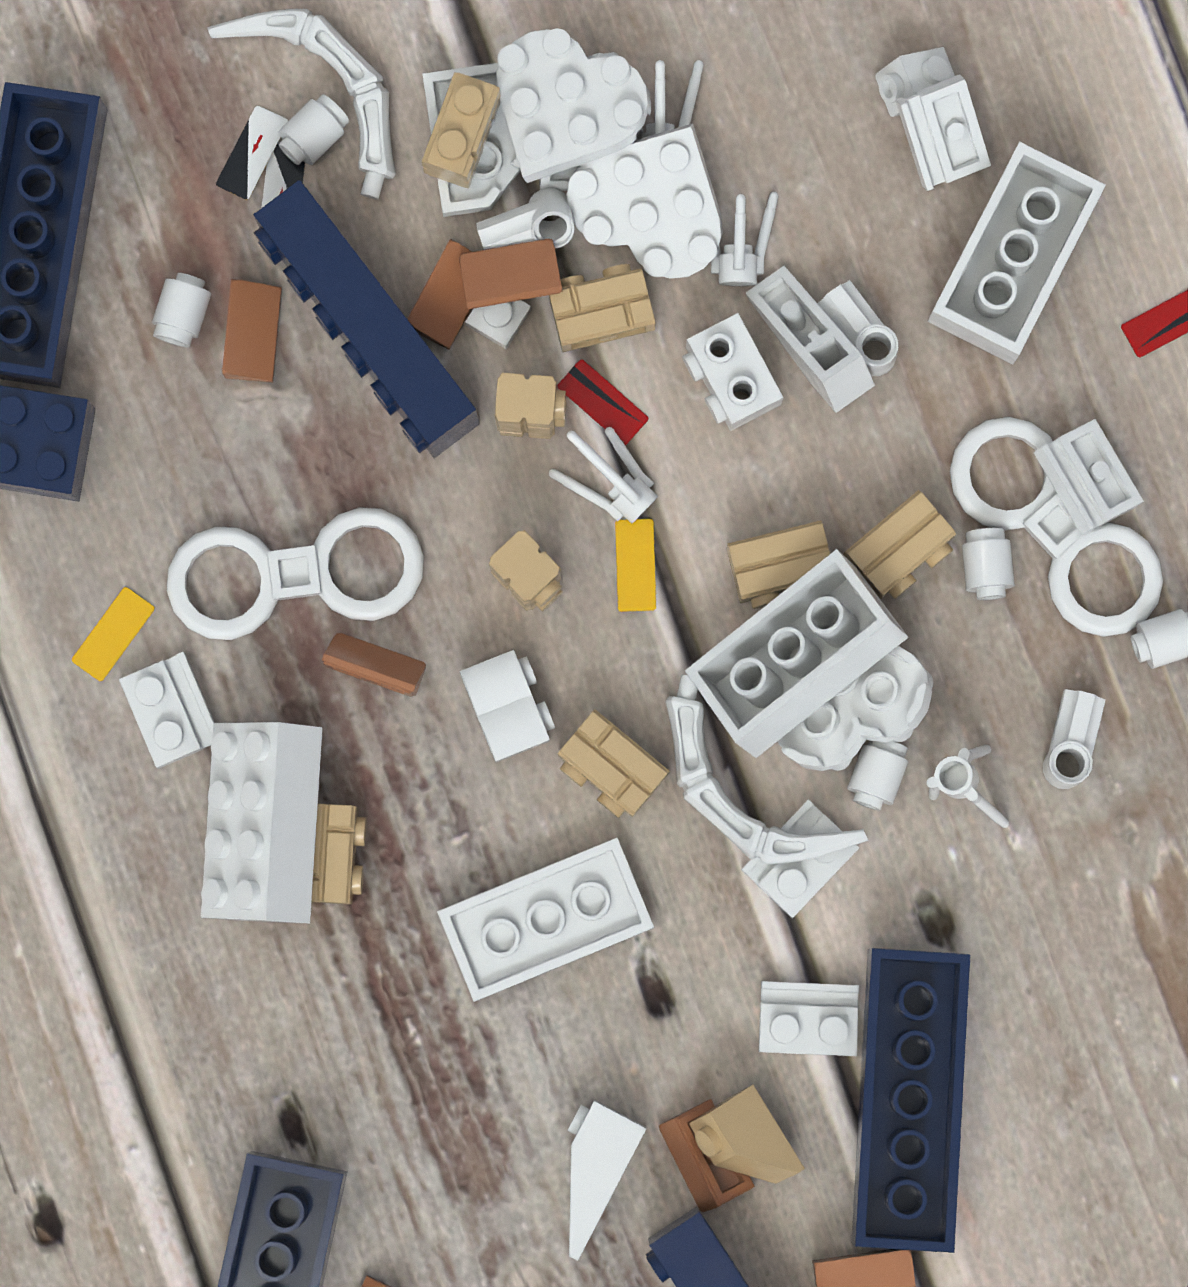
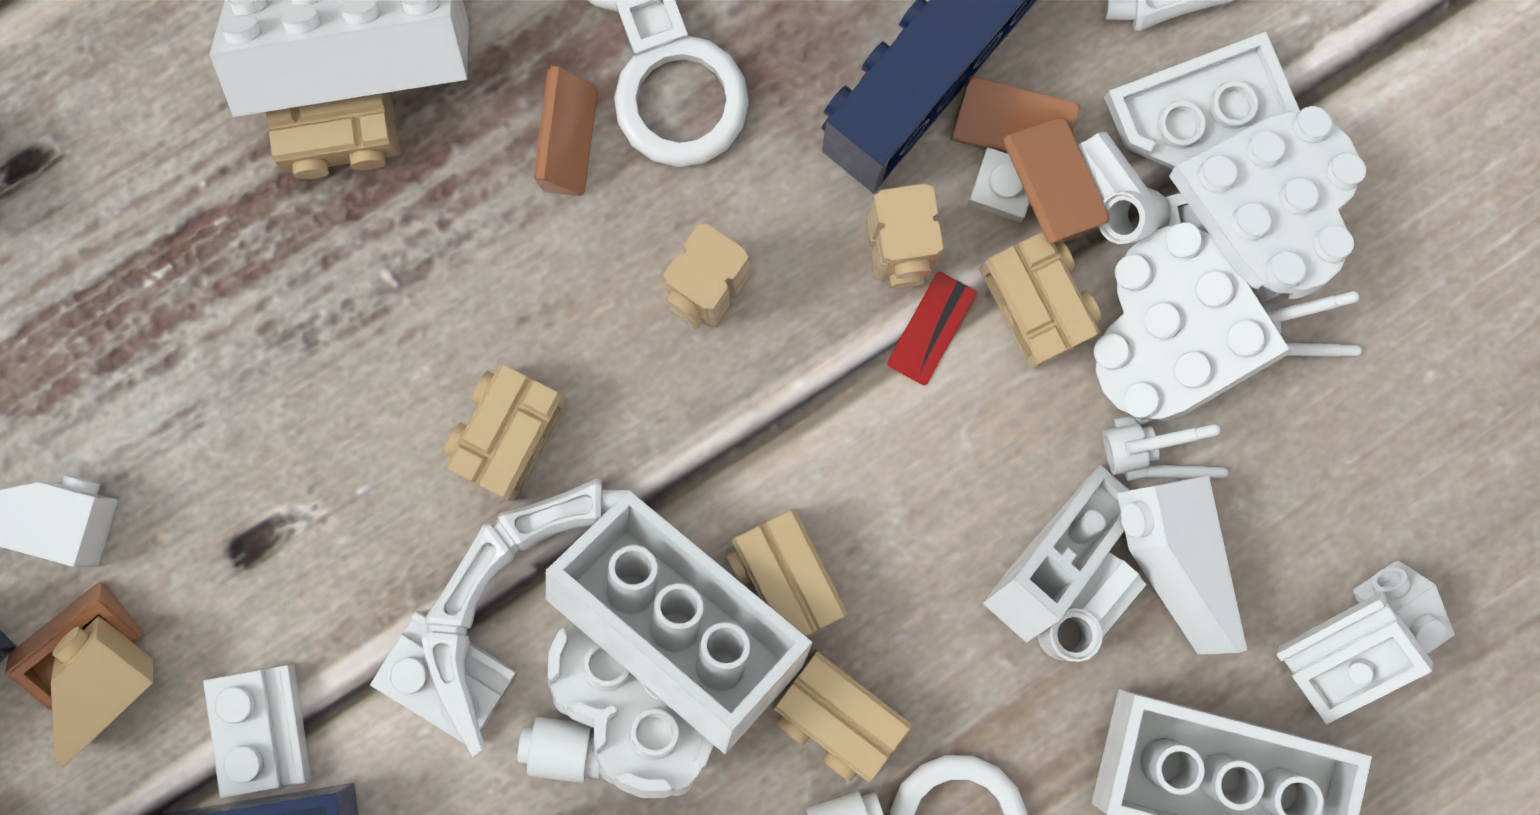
camera: 70 degrees right, 0 degrees up
(461, 130) = (1214, 82): tan brick -> none
(506, 706) = (548, 293): white brick -> none
(545, 919) = (308, 395): white plate -> none
(629, 495) = (828, 382): white plant -> none
(635, 565) = (750, 408): yellow sticker -> none
(737, 371) = (1004, 473): white brick -> none
(830, 246) = (1182, 552): none -> white slope

